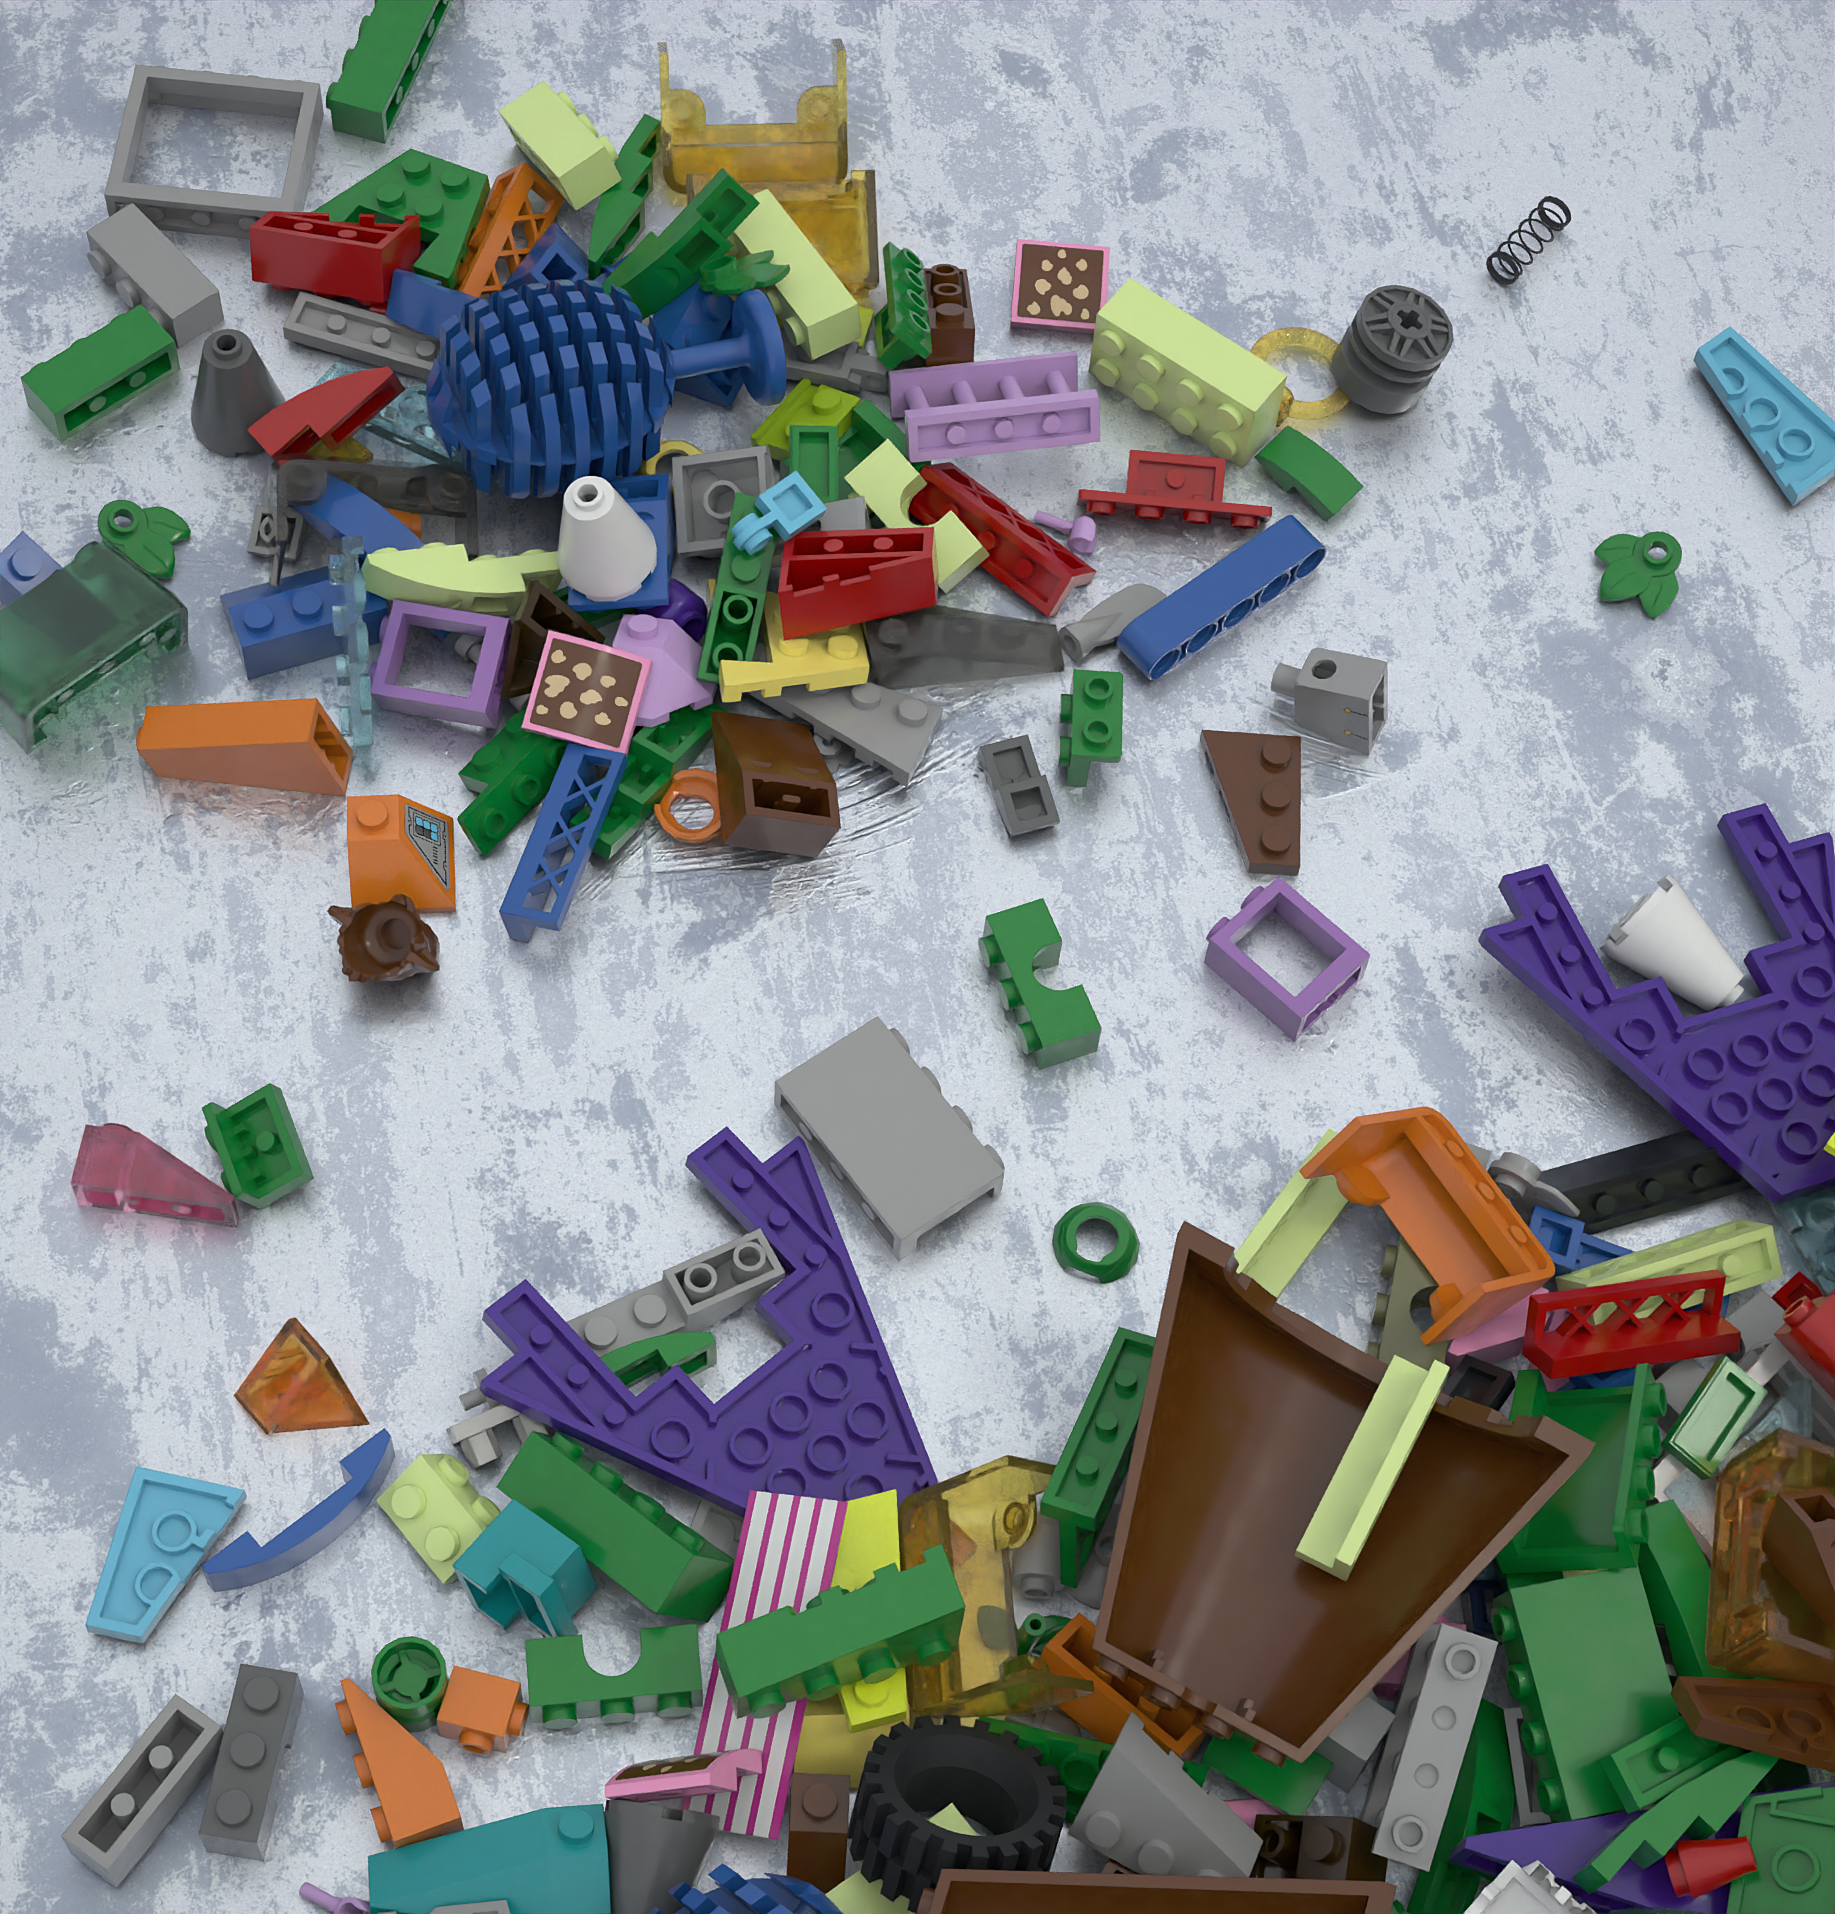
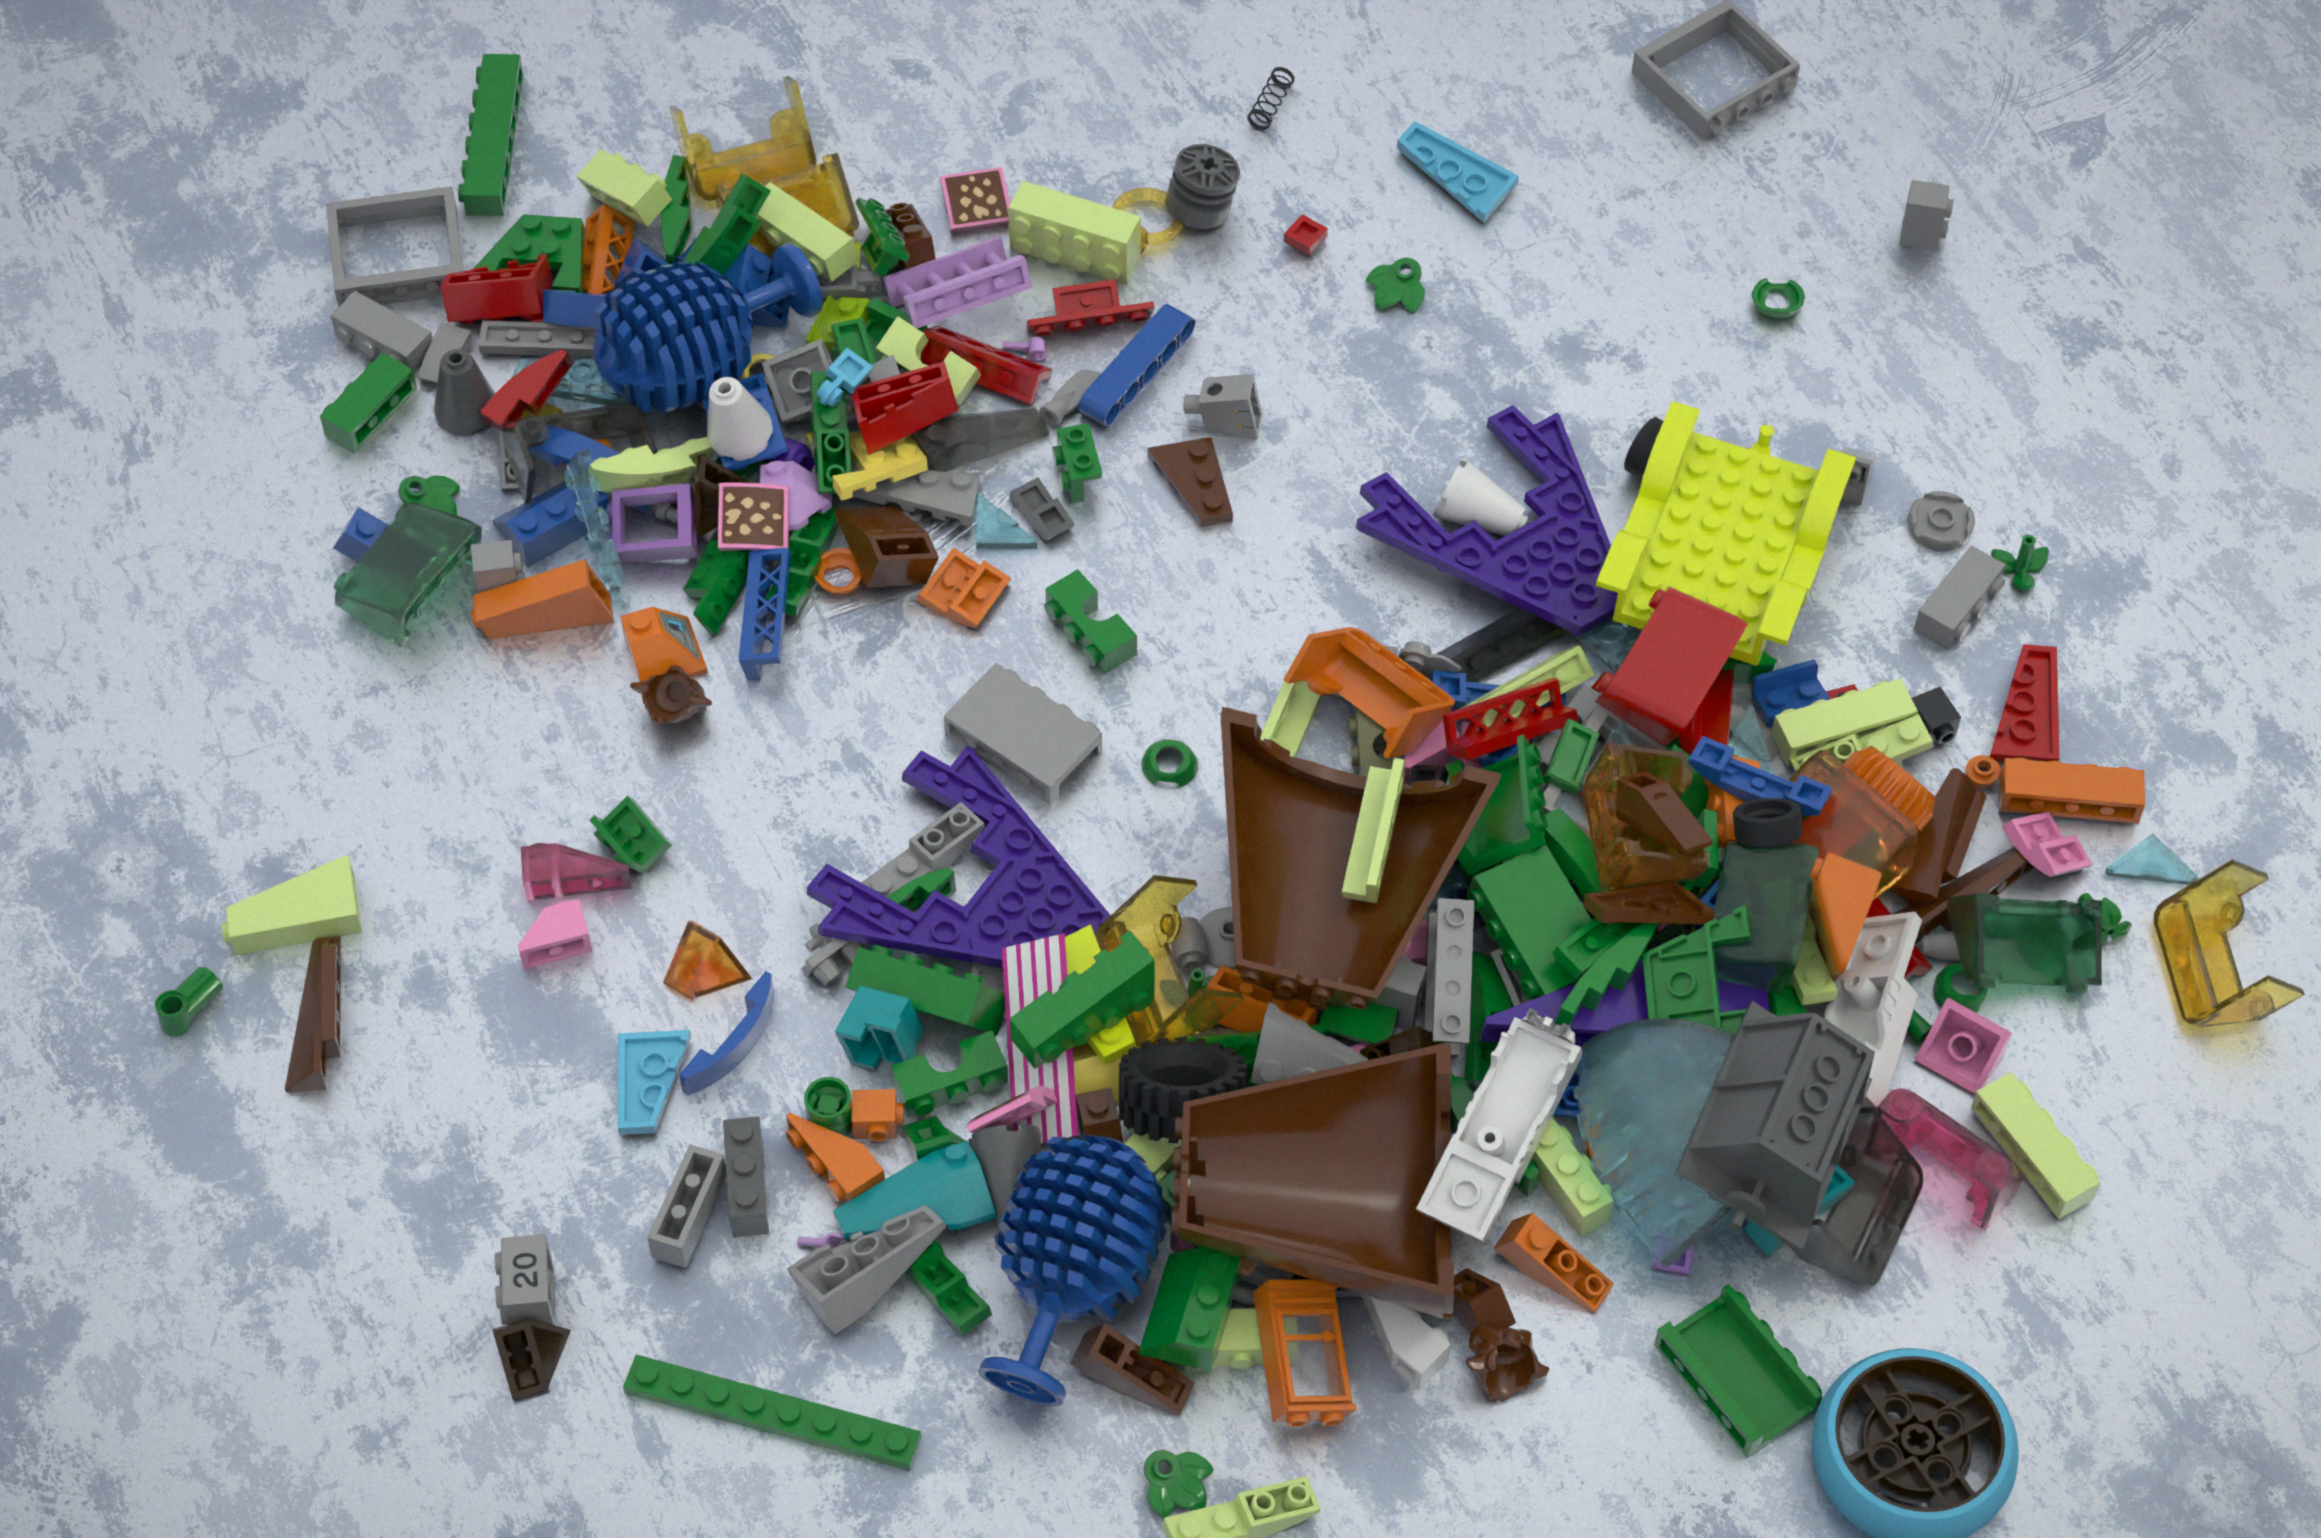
camera: 10 degrees left, 5 degrees down
(97, 1276) = (555, 935): none -> bright pink slope
(190, 672) = (495, 564): none -> light grey brick
(240, 310) = (444, 340): none -> light grey slope
(438, 1510) = (812, 1013): yellowish green bracket -> none
(555, 1774) = (928, 1136): none -> green slope
(732, 276) = (769, 239): green plate -> none
(868, 880) = (963, 589): none -> orange slope
(947, 800) = (998, 529): none -> clear light blue tile
(1098, 1452) = (1208, 868): green fence -> none
(1287, 1012) = (1247, 599): medium lavender window -> none
(1309, 468) = (1165, 271): green slope -> none
(1524, 459) = (1305, 235): none -> red plate
(1708, 1864) = (1630, 994): red cone -> none

